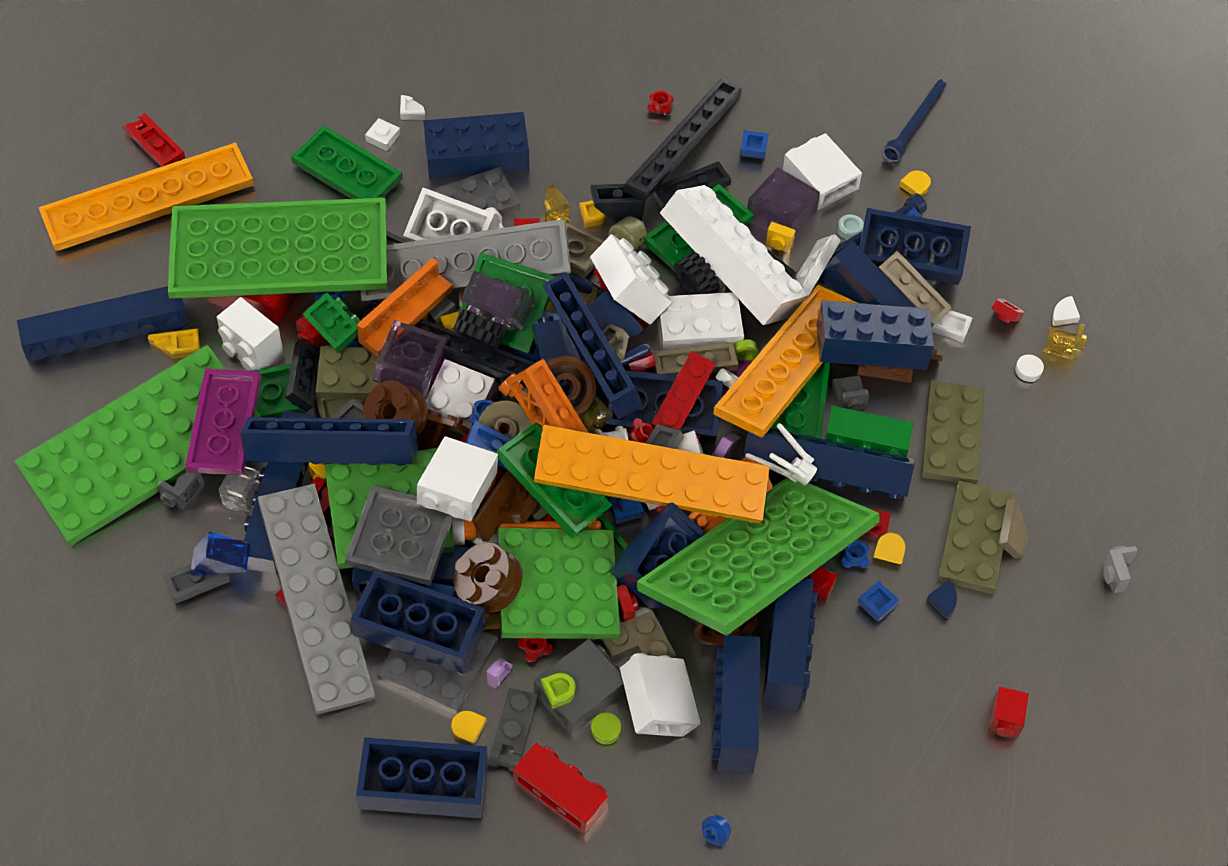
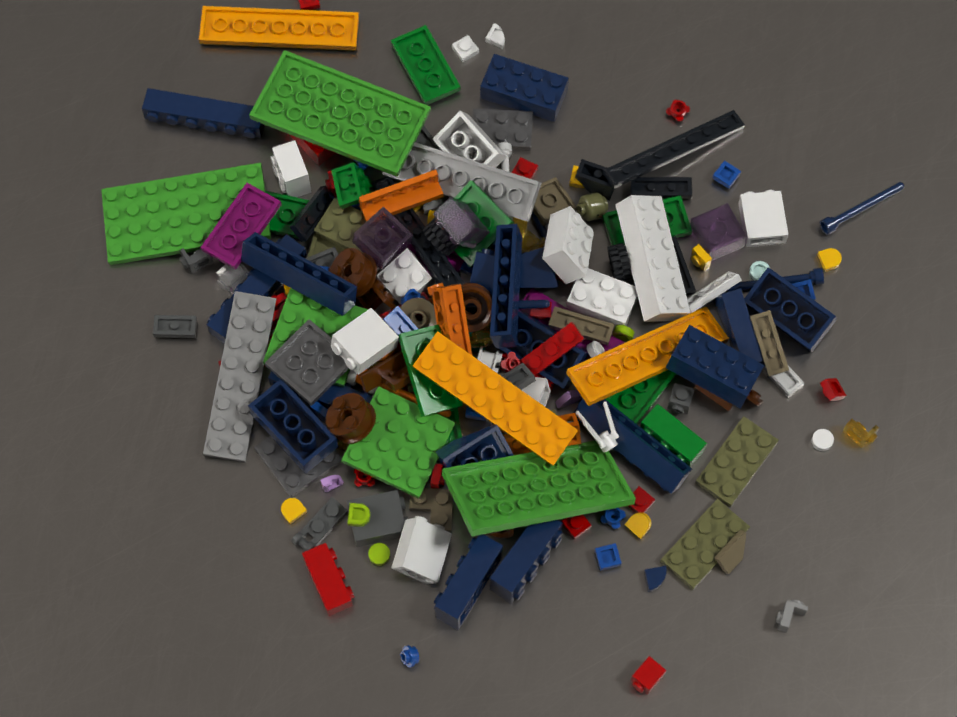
camera: 30 degrees right, 10 degrees up
(176, 343) = (246, 150): yellow tile -> none
(219, 555) = (193, 320): clear blue slope -> none
(422, 777) = (244, 530): dark blue brick -> none
(556, 205) = (553, 167): clear yellow bracket -> none
(617, 339) = (528, 288): dark tan tile -> none
(1065, 312) = (876, 409): white tile -> none

